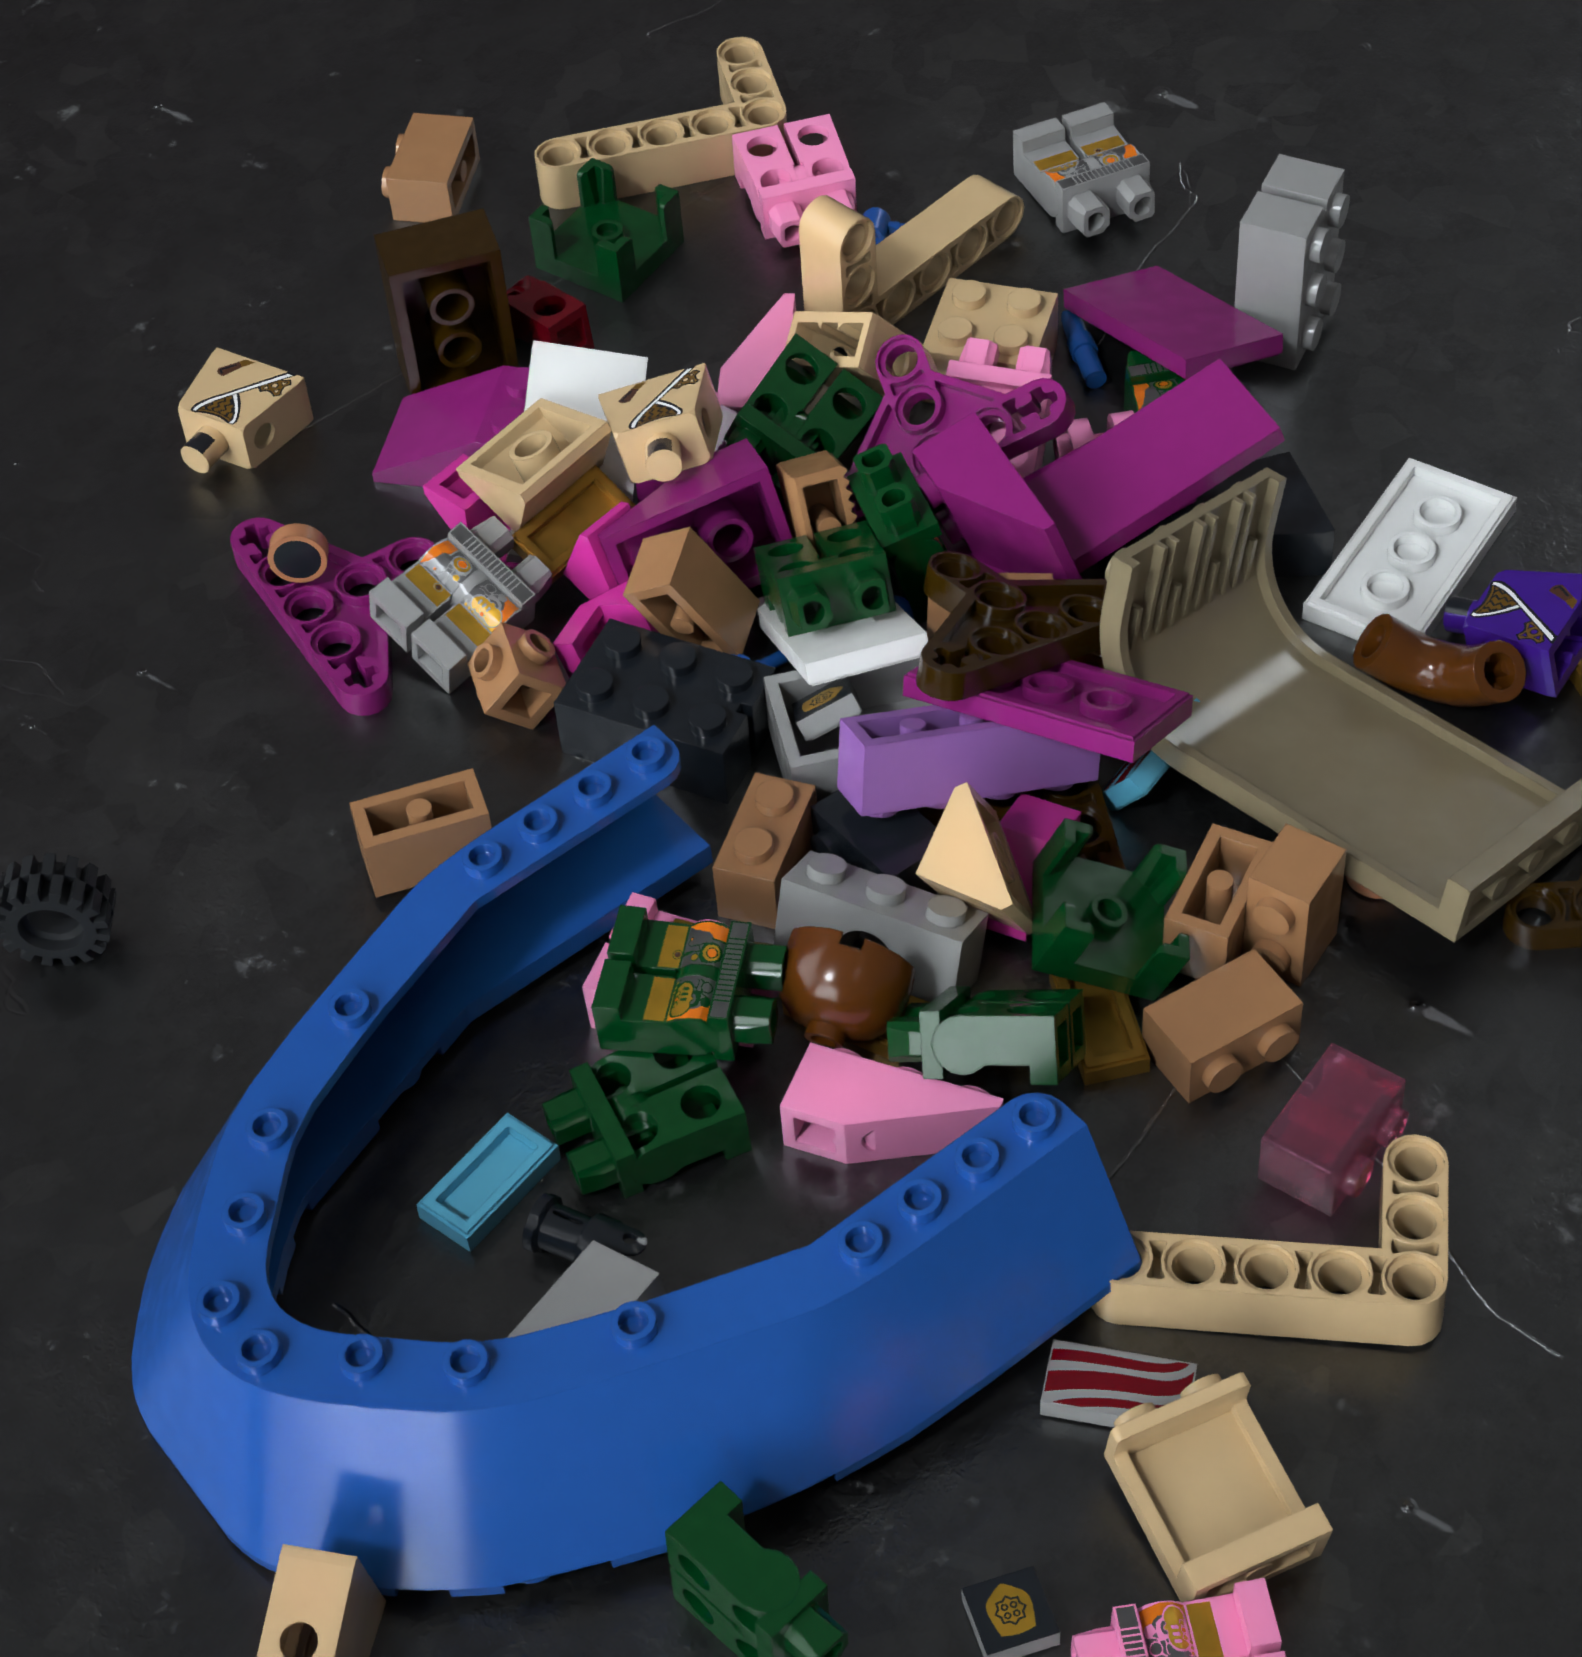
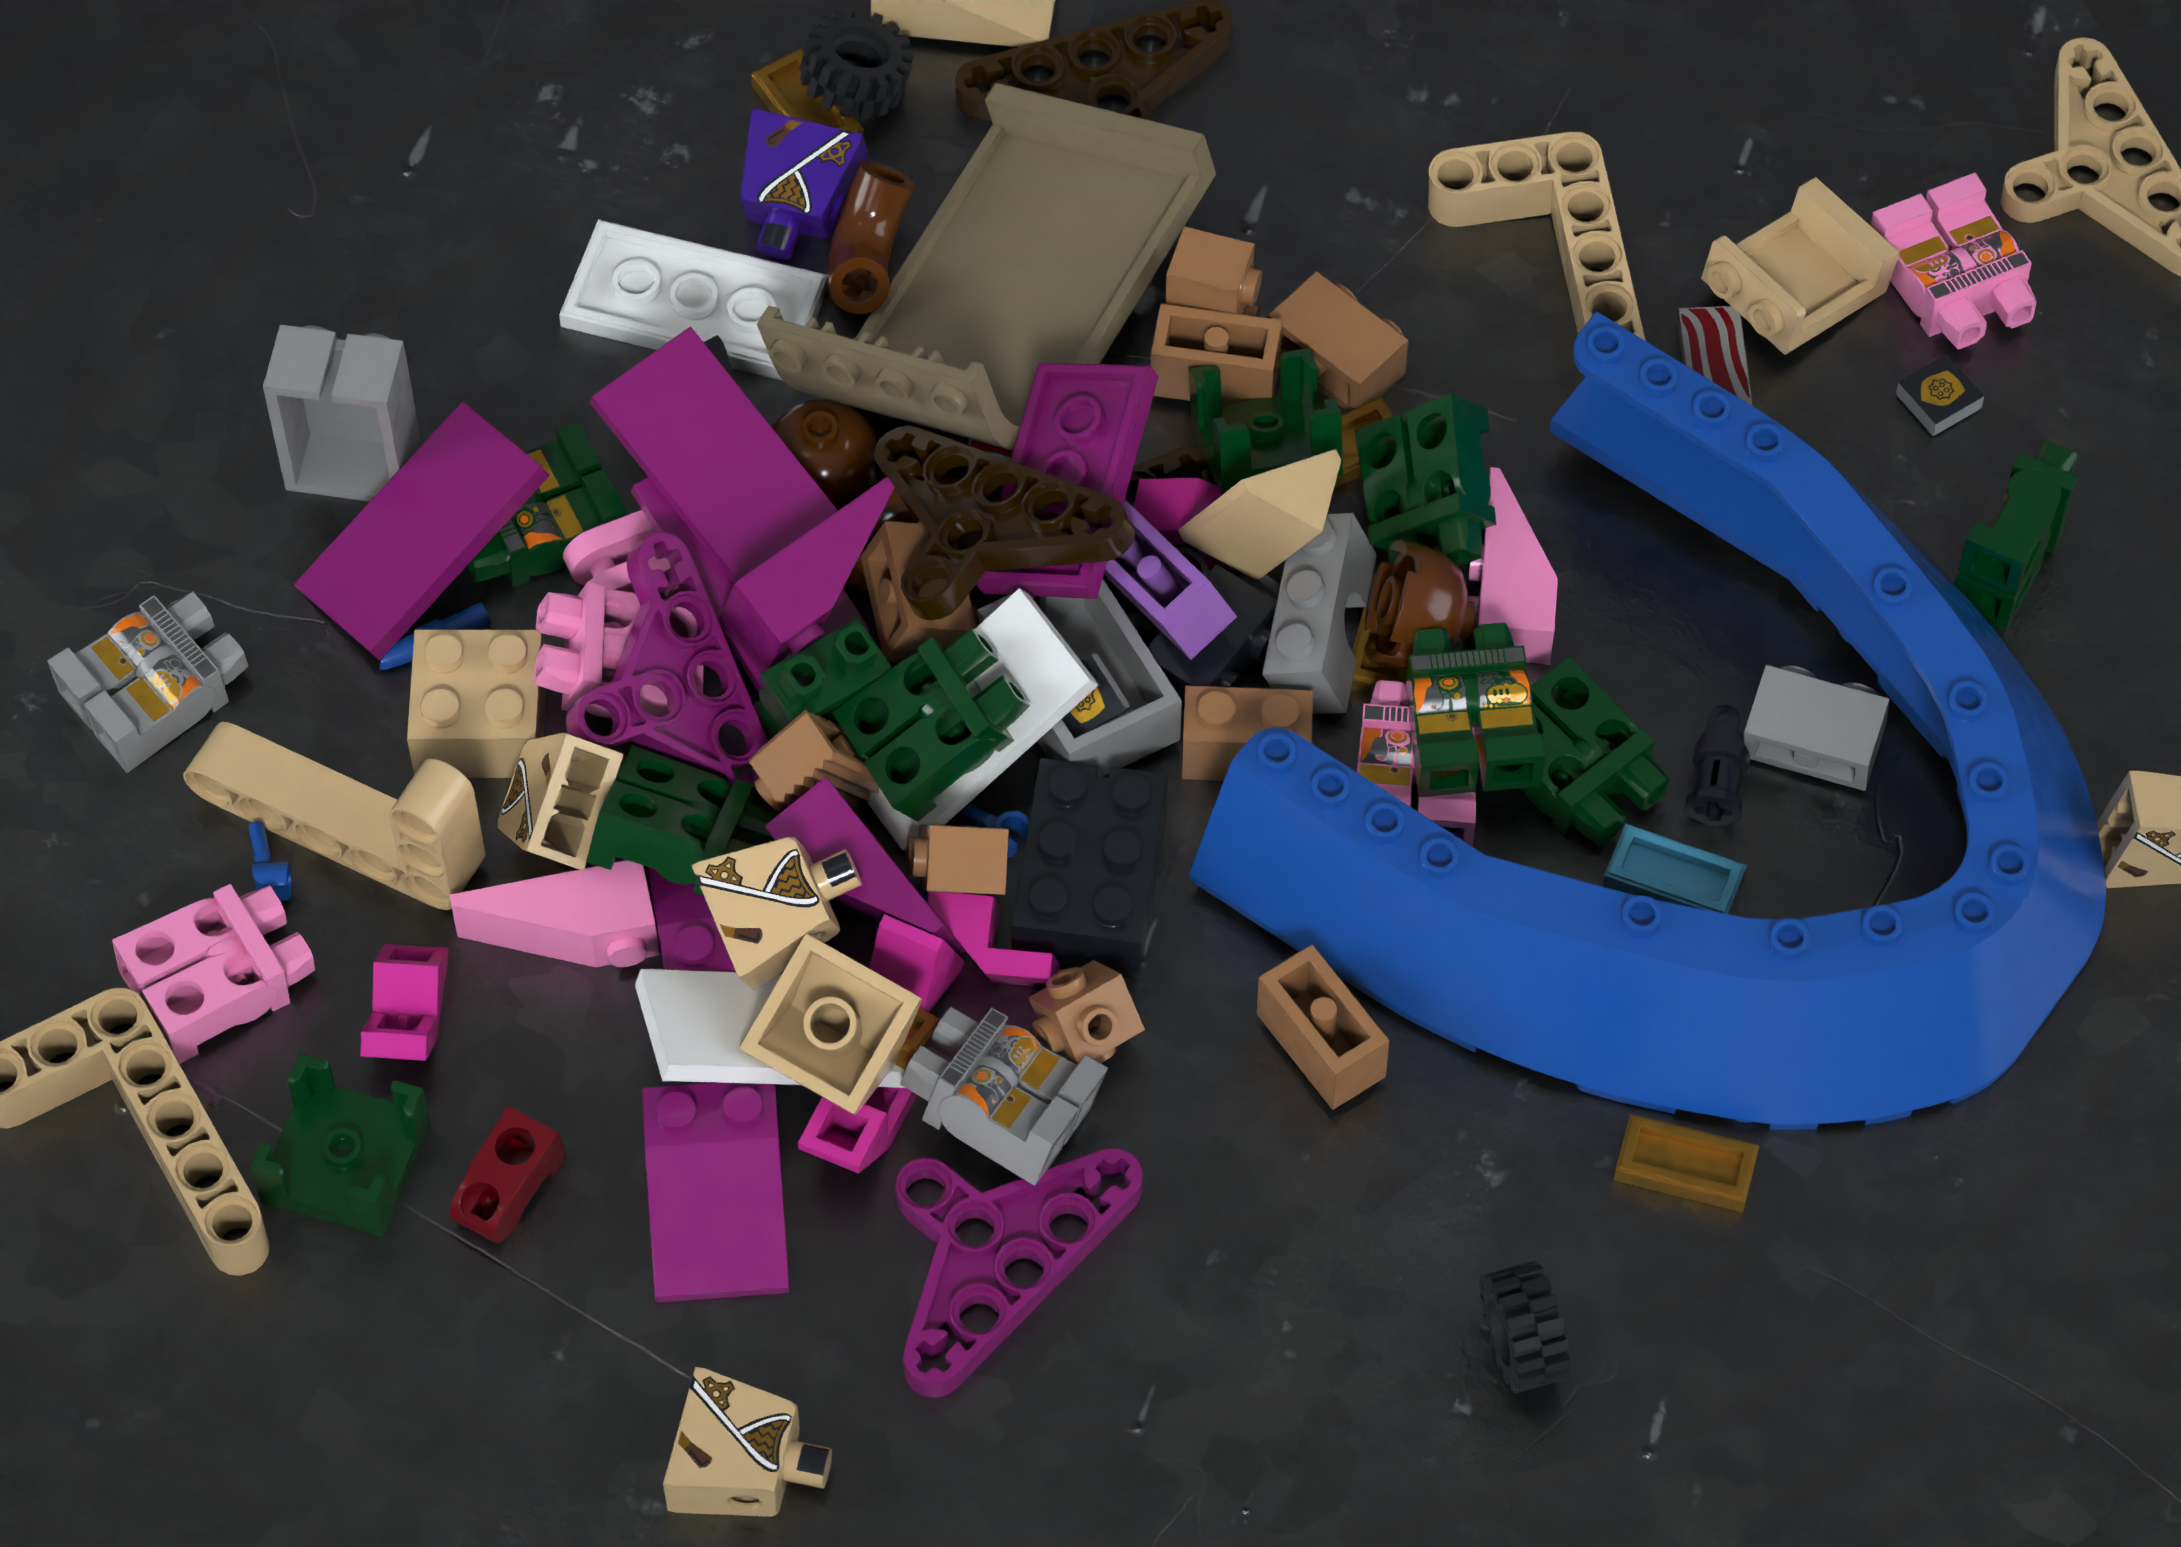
camera: 110 degrees left, 10 degrees up
(177, 1110) = (1686, 1162): none -> pearl gold tile
(298, 553) = (976, 1273): tile -> none
(431, 167) = (248, 1386): medium nougat brick -> none
(446, 299) = (575, 1219): dark brown brick -> none
(714, 291) = (405, 1002): none -> dark pink slope
(1332, 1130) = (1430, 242): clear pink brick -> none

